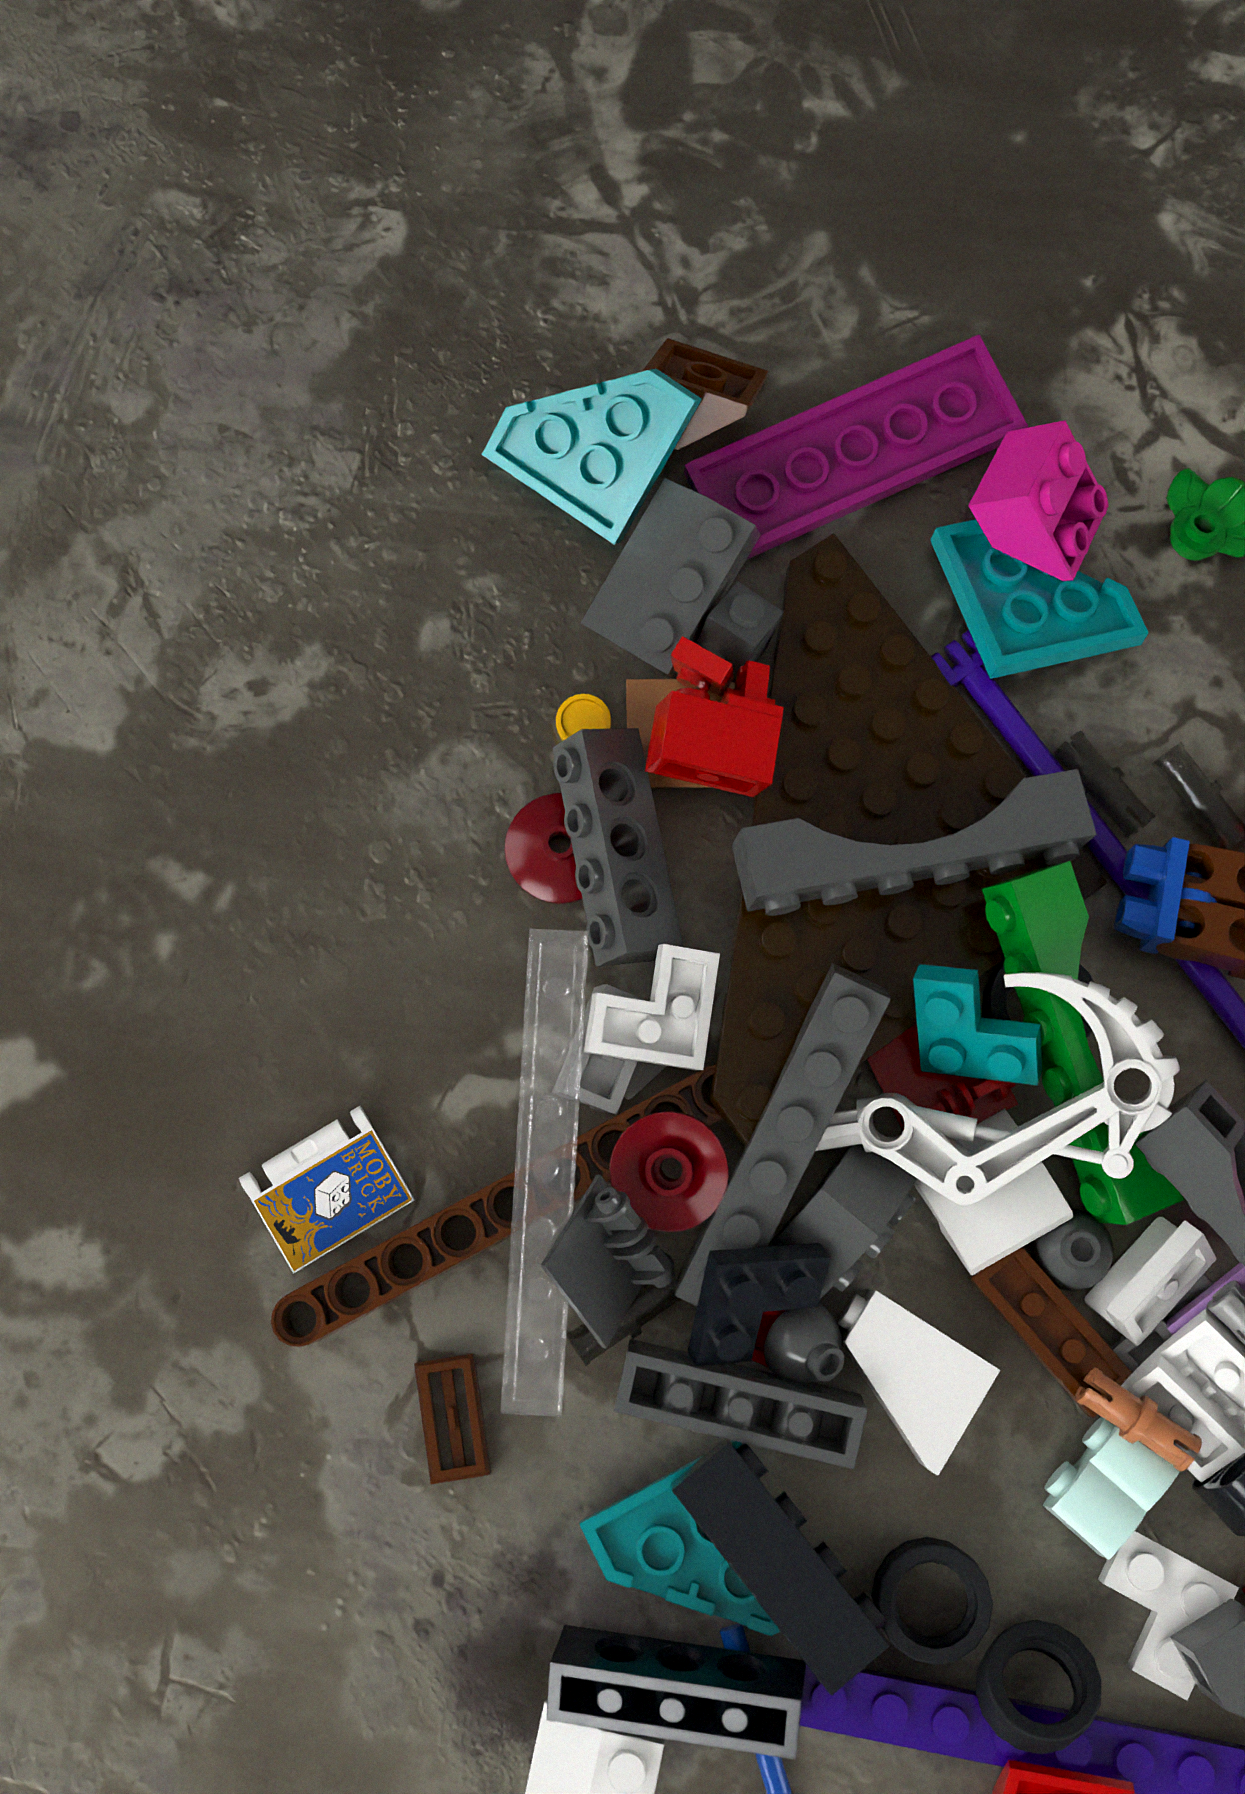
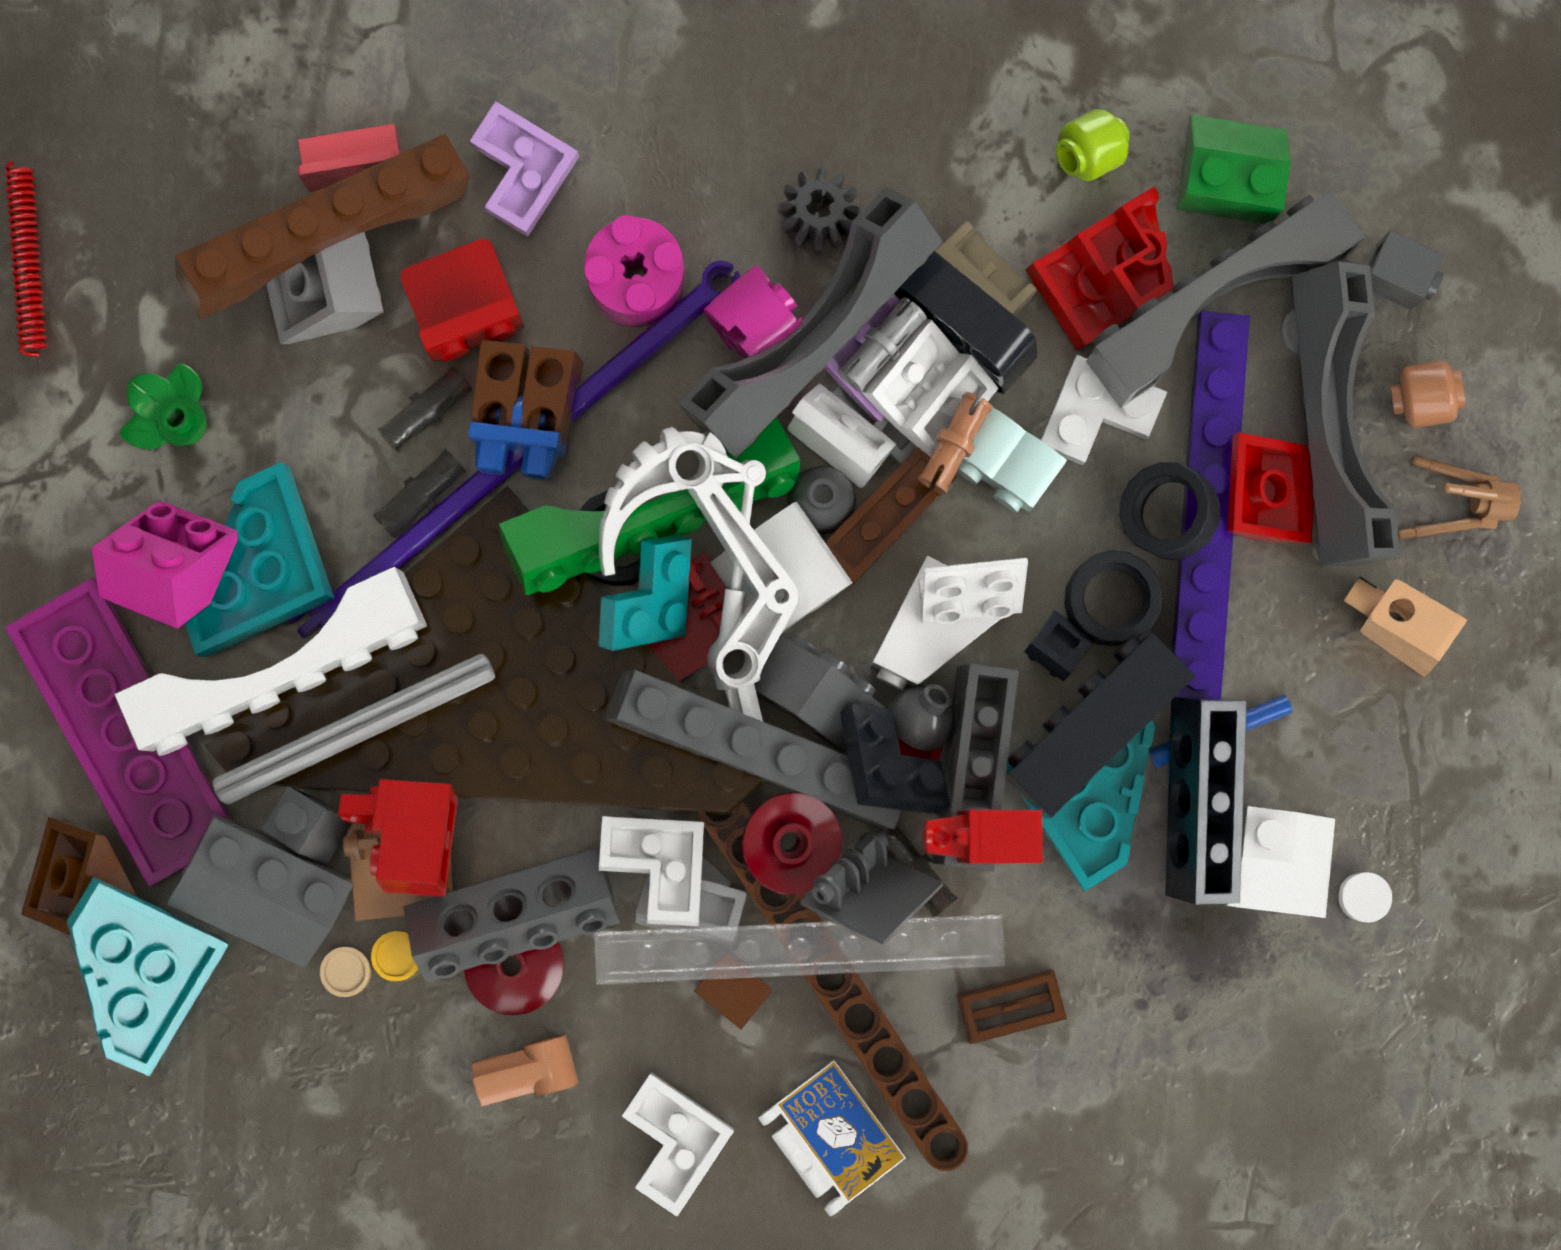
camera: 105 degrees left, 5 degrees up
(346, 1024) = (689, 1140): none -> white plate
(442, 864) = (536, 1069): none -> nougat piece
(497, 1089) = (734, 997): none -> reddish brown panel
(572, 666) = (345, 971): none -> tan piece
(657, 1405) = (986, 836): none -> red hinge
(700, 668) = (349, 855): red plate -> none
(800, 863) = (518, 754): dark grey arch -> none
(842, 690) = (353, 729): none -> light grey axle
(878, 1523) = (1058, 646): none -> black tile
(957, 1422) = (973, 591): none -> white hinge
(966, 710) = (368, 617): none -> white arch

